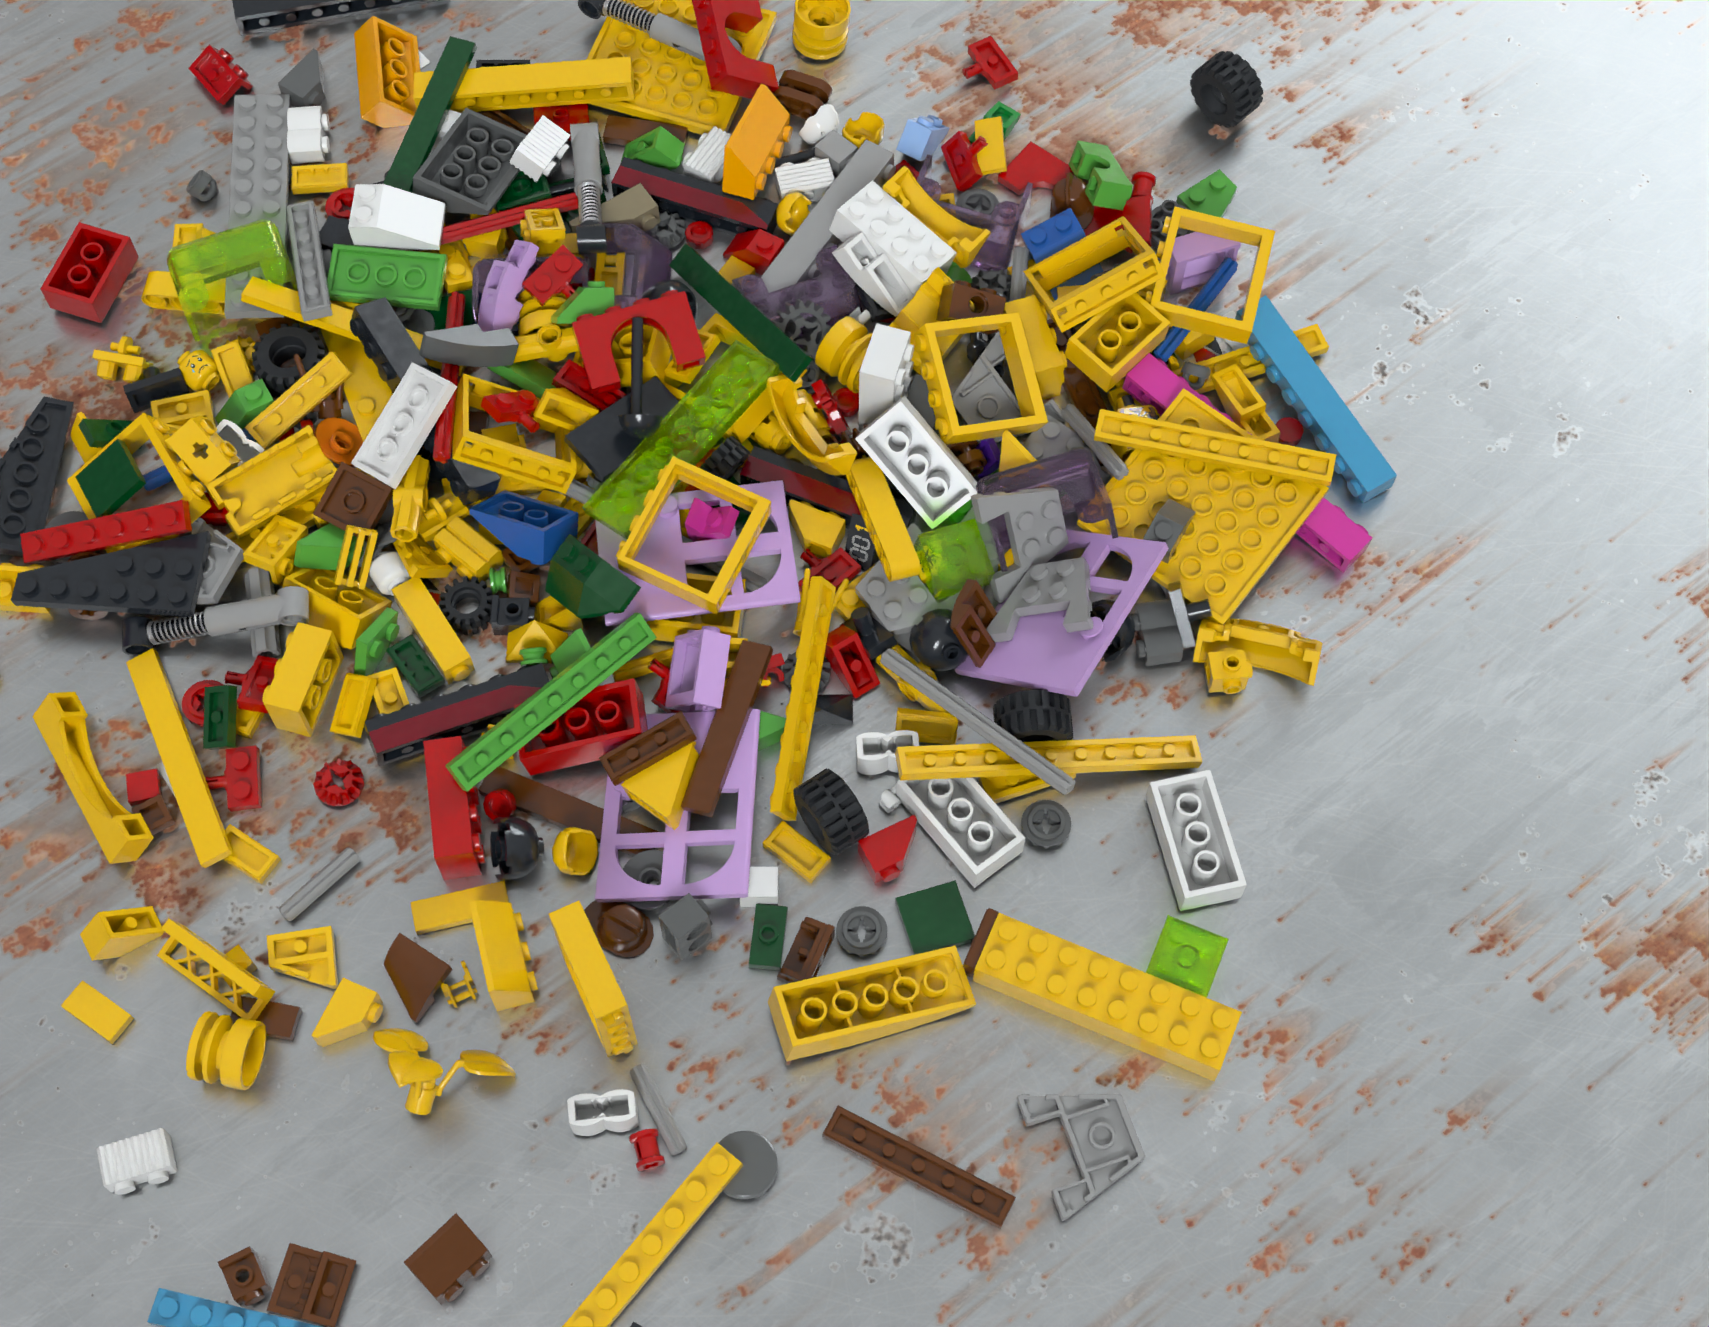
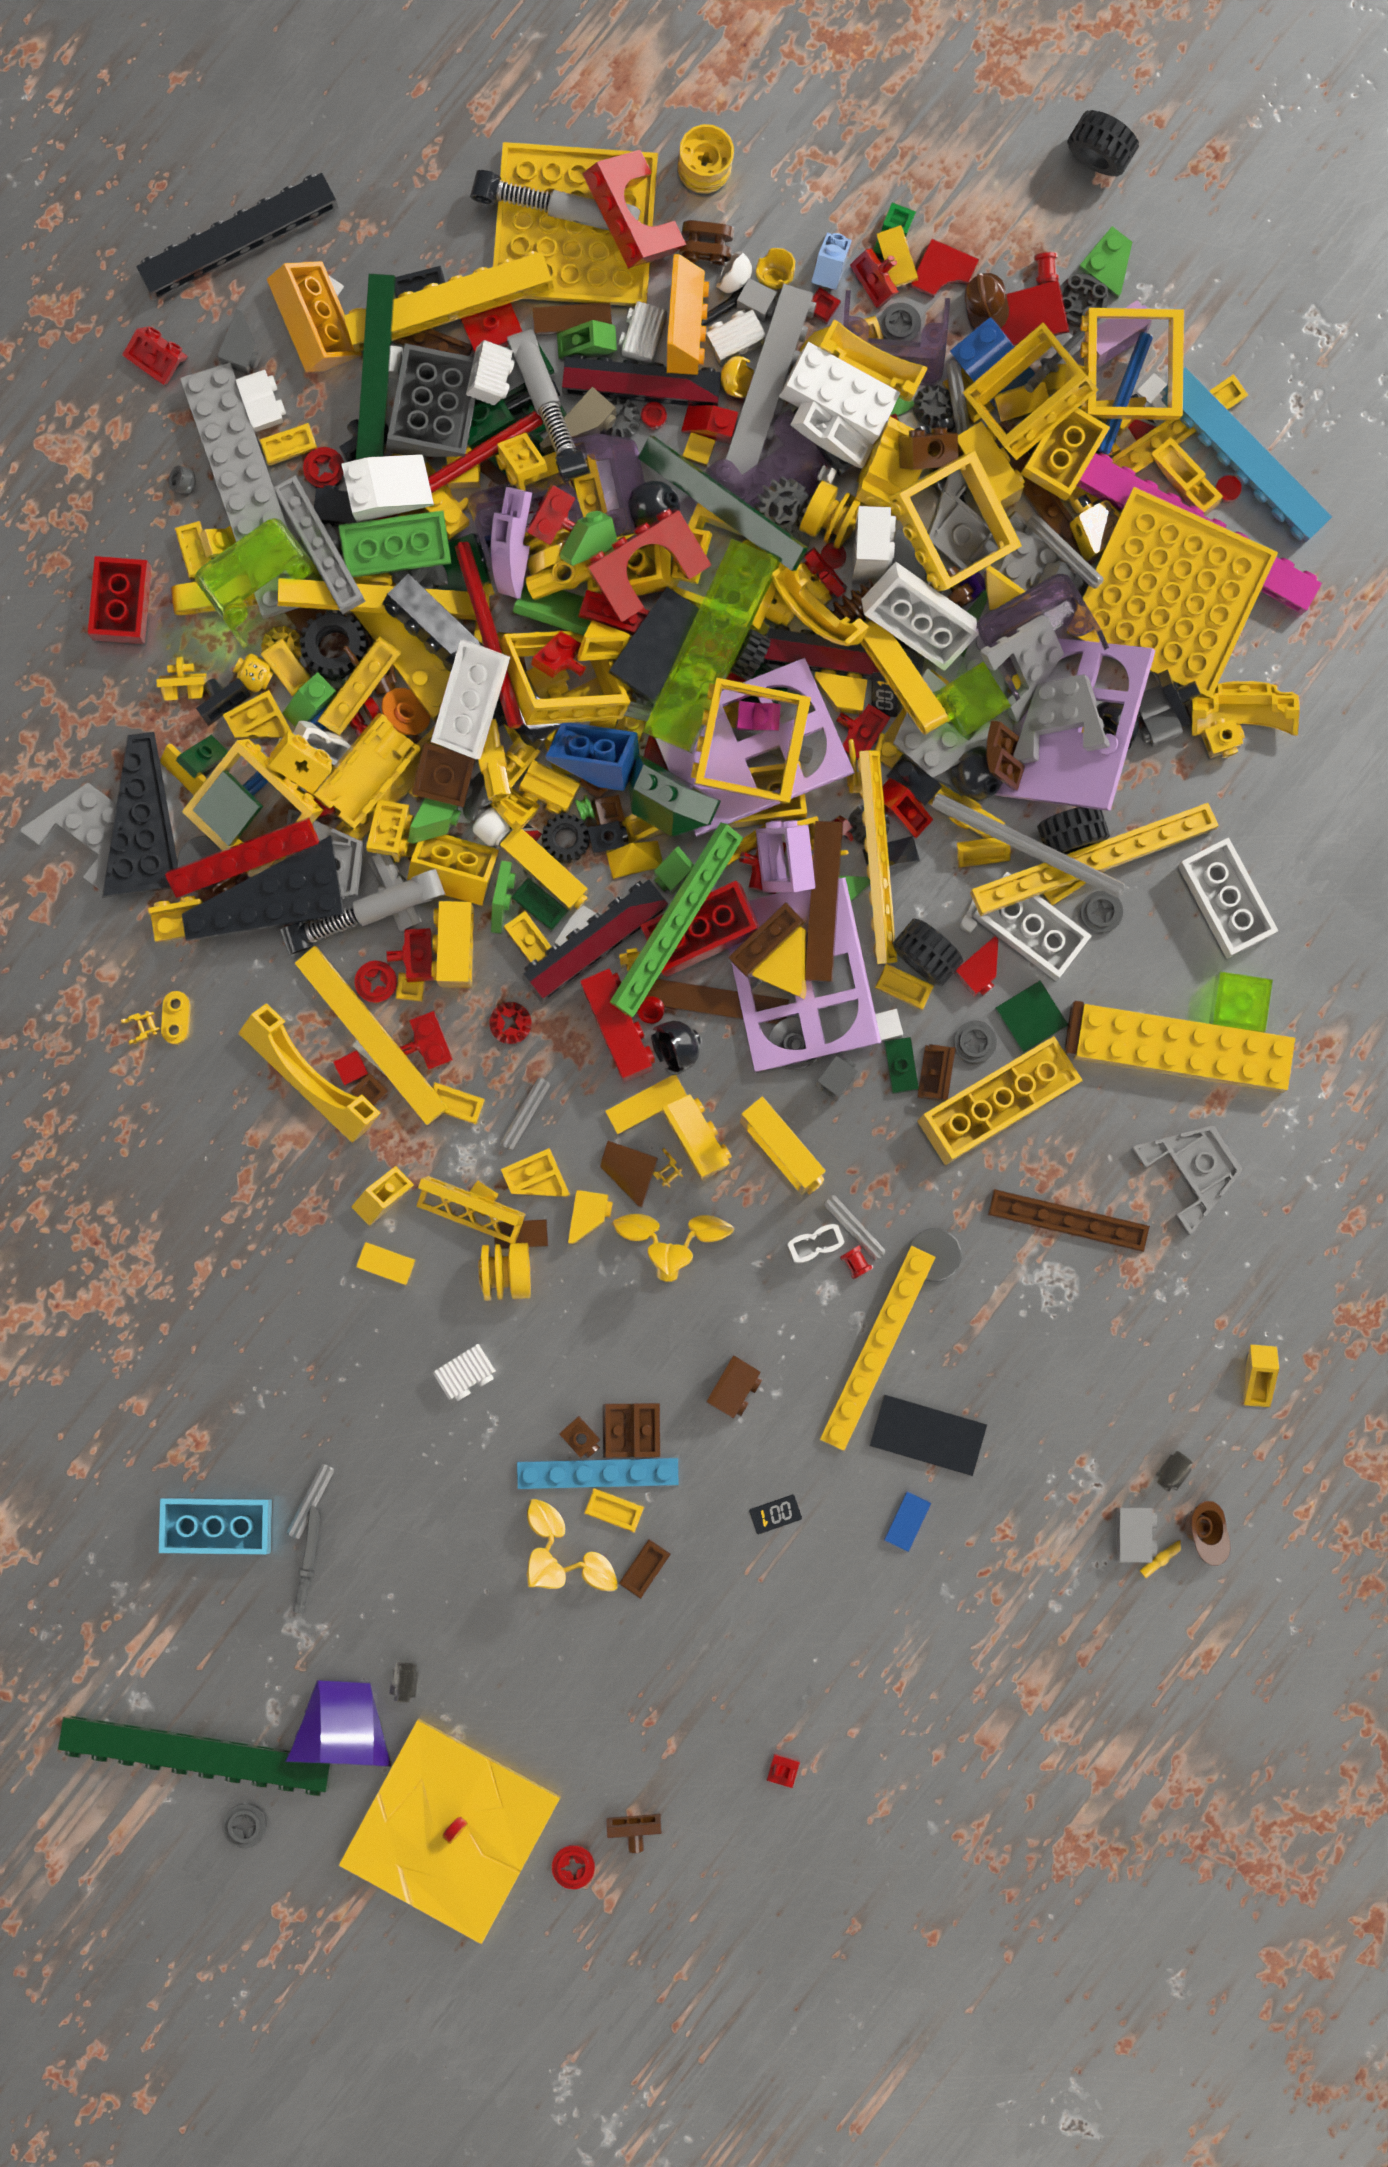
camera: 15 degrees left, 20 degrees up
(220, 717) = (396, 995): dark green plate -> none
(351, 581) = (466, 823): yellow tile -> none
(353, 705) = (500, 954): yellow tile -> none
(470, 346) = (501, 604): dark grey slope -> none
(533, 656) = (639, 873): bright green bush -> none
(575, 851) = (726, 1035): yellow hair -> none
(620, 928) = (779, 1086): reddish brown piece -> none
(636, 423) = (667, 645): black piece -> none
(877, 750) = (951, 886): white brick -> none
(991, 63) = (873, 159): red plate -> none
(1106, 179) = (1000, 254): bright green arch -> none
(1170, 526) = (1149, 623): dark grey slope -> none
(1196, 370) = (1137, 455): dark grey tile -> none
(1215, 447) = (1173, 540): yellow plate -> none

